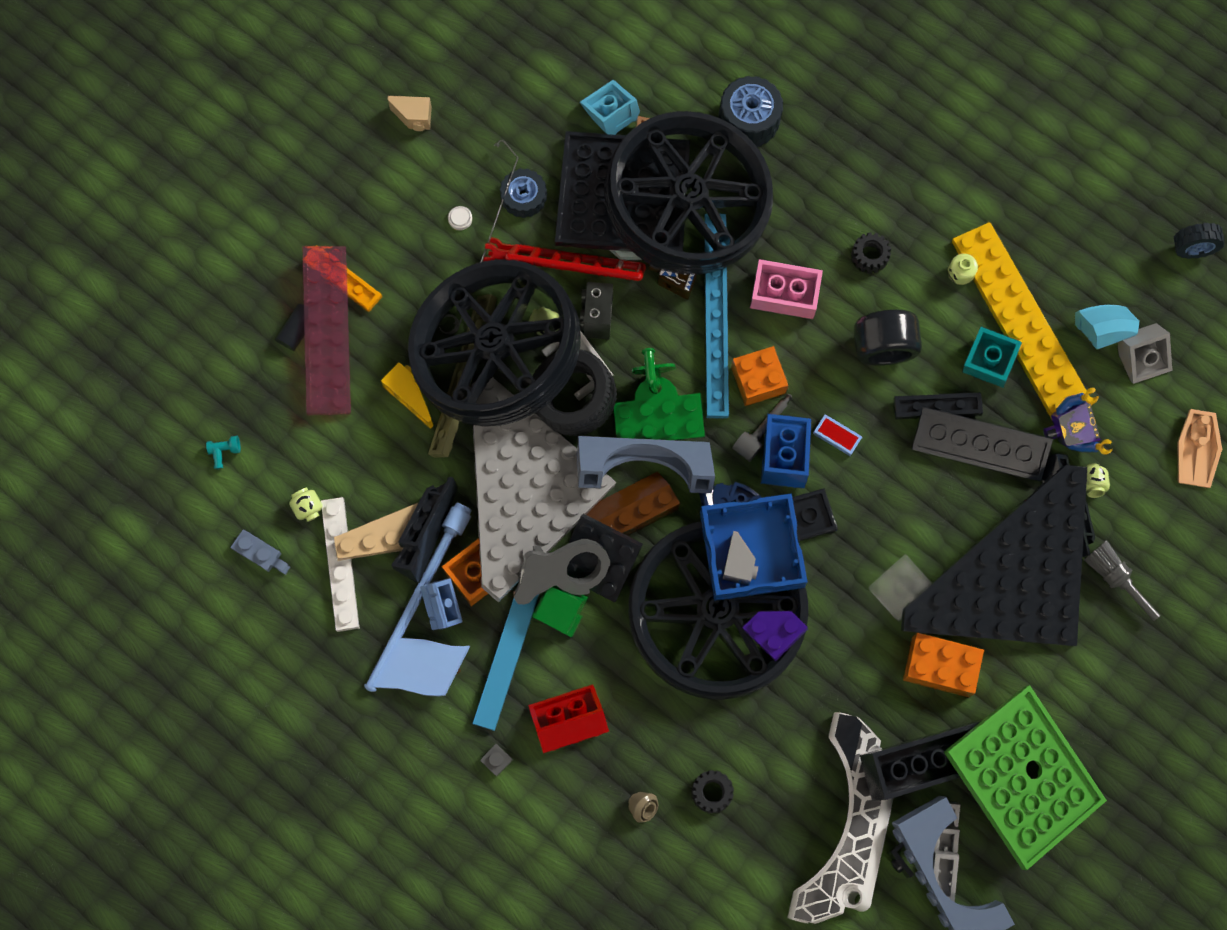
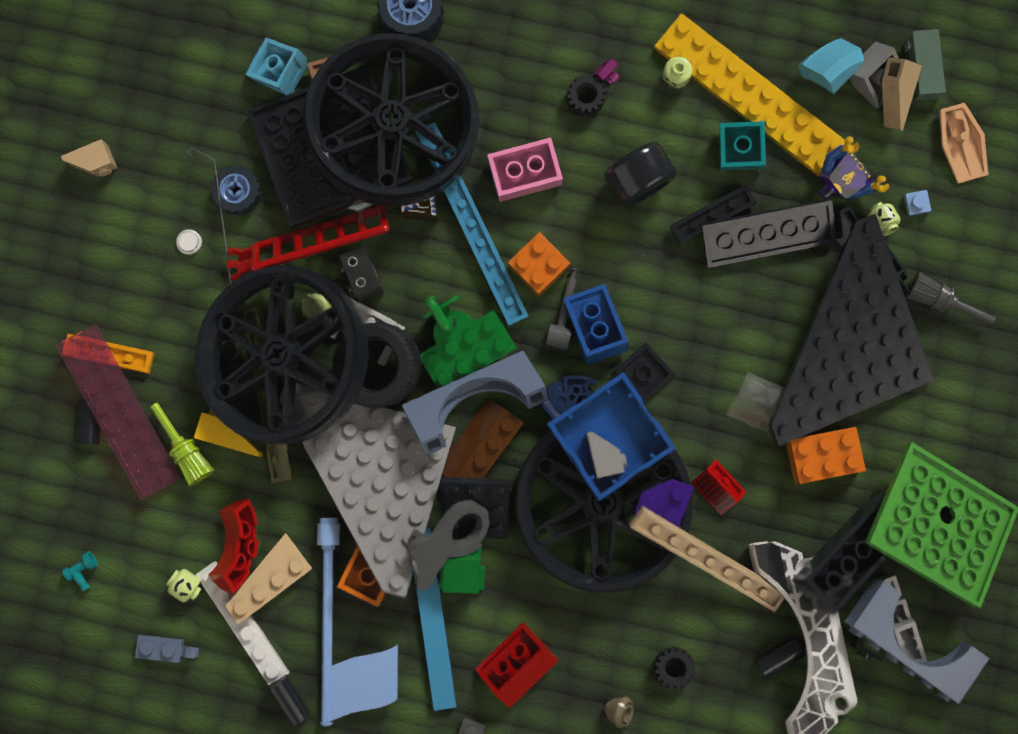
camera: 20 degrees left, 10 degrees up
(346, 650) = (288, 700): none -> black brick
(366, 391) = (184, 452): none -> lime piece
(373, 493) = (239, 546): none -> red brick
(424, 529) = (303, 557): black wedge -> none
(441, 604) = (353, 619): medium blue brick -> none
(791, 702) = (707, 558): none -> tan tile
(815, 831) = (779, 657): none -> black brick
(830, 648) = (718, 487): none -> red panel
(837, 435) = (634, 285): tile -> none
(899, 241) = (606, 72): none -> magenta tile
(1132, 482) = (917, 203): none -> light blue plate
(1158, 371) = (898, 90): none -> tan slope
(1193, 364) = (925, 50): none -> sand green brick

